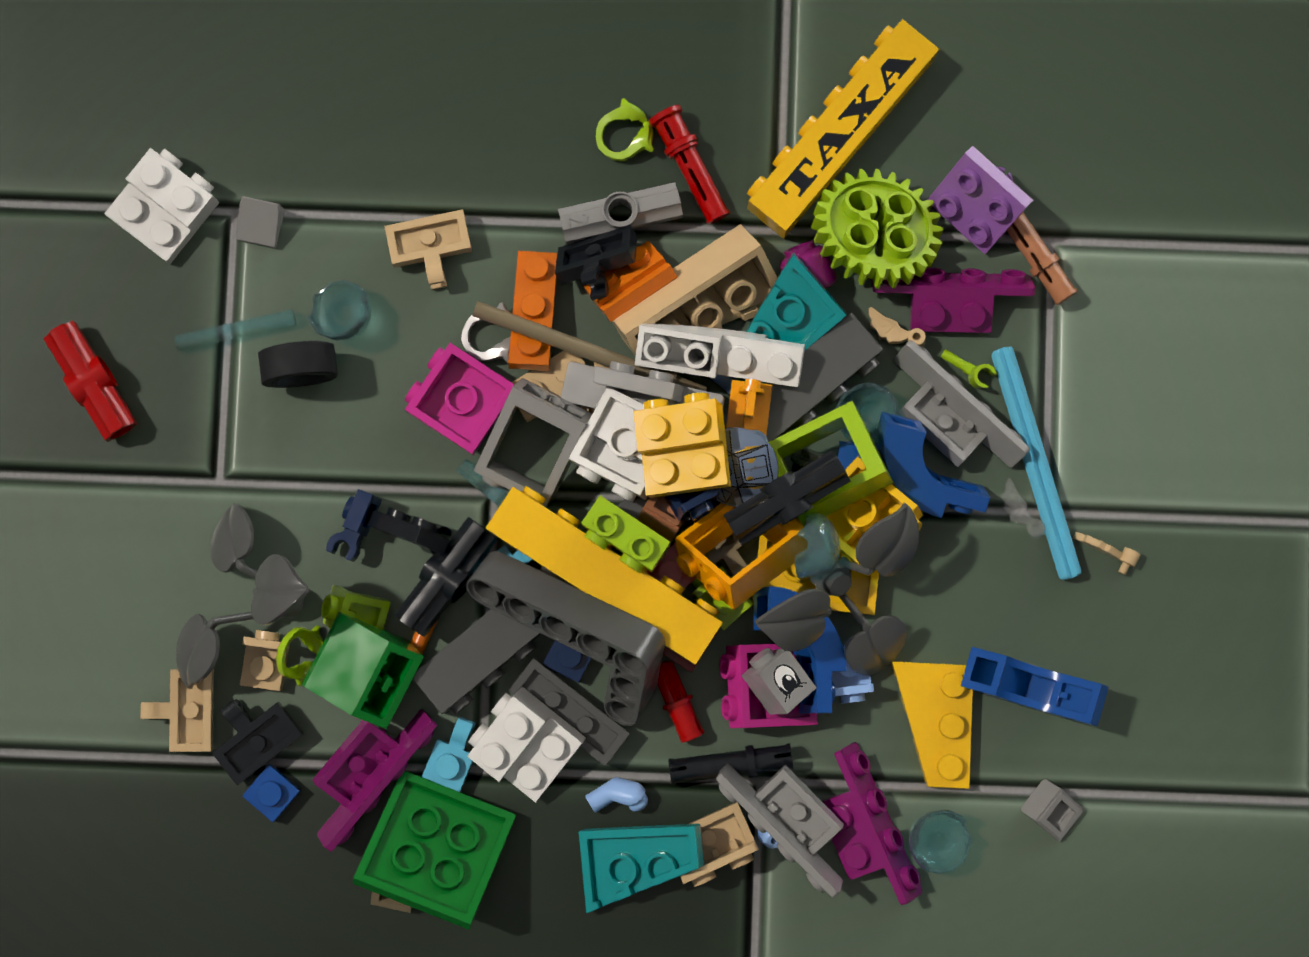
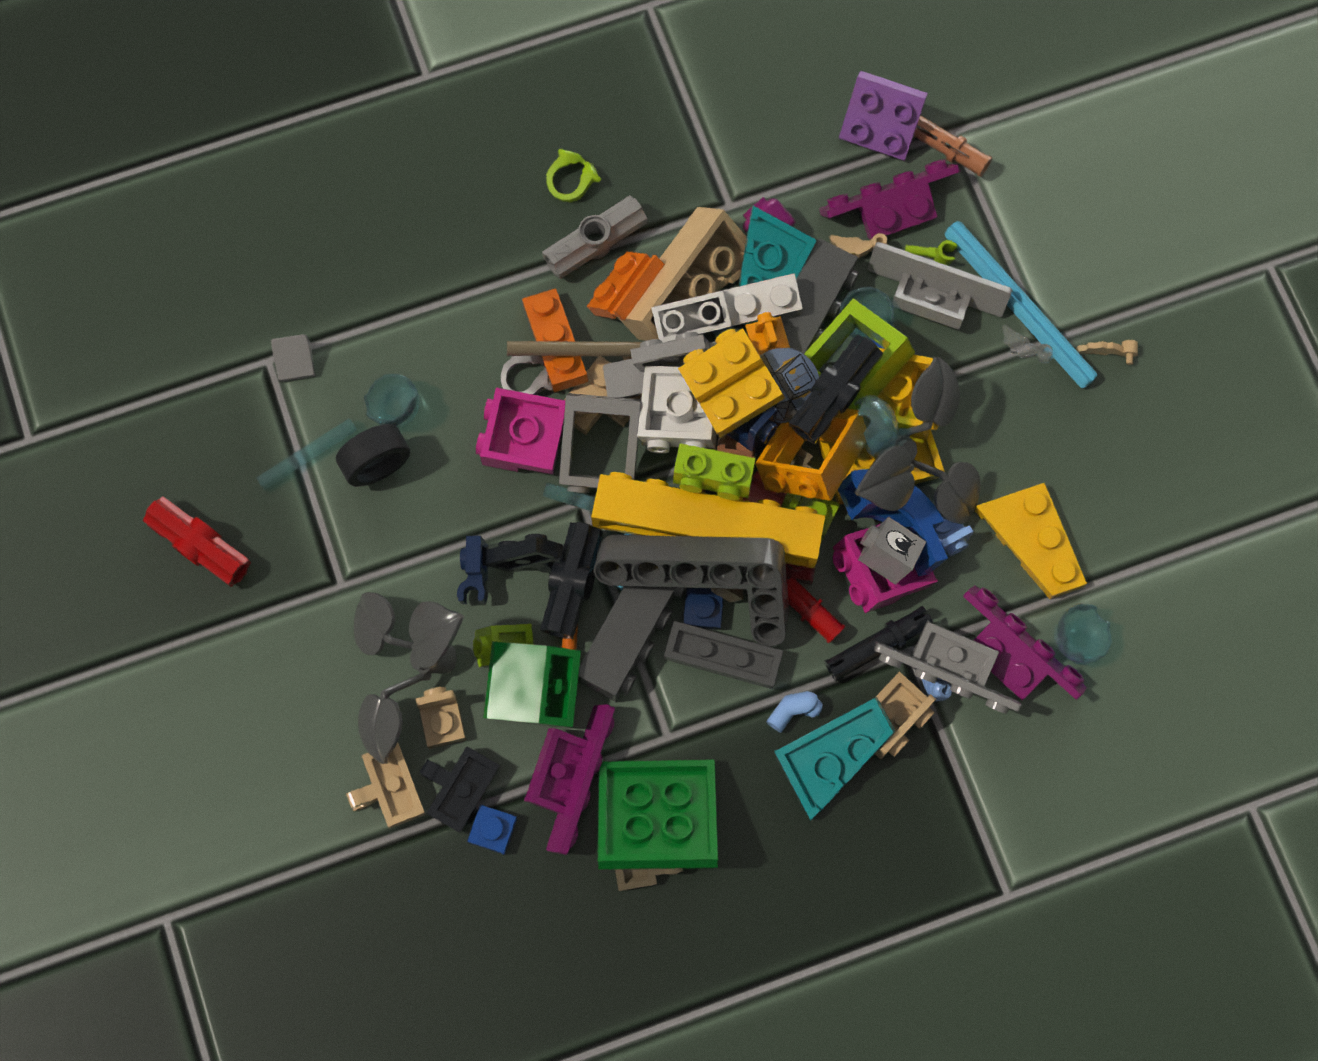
camera: 25 degrees left, 10 degrees down
(162, 204) = (204, 375): white plate -> none
(311, 639) = (475, 684): lime piece -> none
(429, 241) = (445, 319): tan plate -> none
(449, 760) = (638, 738): medium azure plate -> none
(524, 743) = (697, 695): white plate -> none
(593, 256) = (589, 276): black plate -> none
(682, 147) = (620, 171): red pin -> none
(842, 128) = (747, 107): yellow brick -> none
(900, 222) = (810, 168): lime gear -> none
(902, 453) = (913, 323): blue arch -> none
(1034, 687) = (1103, 480): blue arch -> none
(1052, 809) = (1162, 575): light grey slope -> none

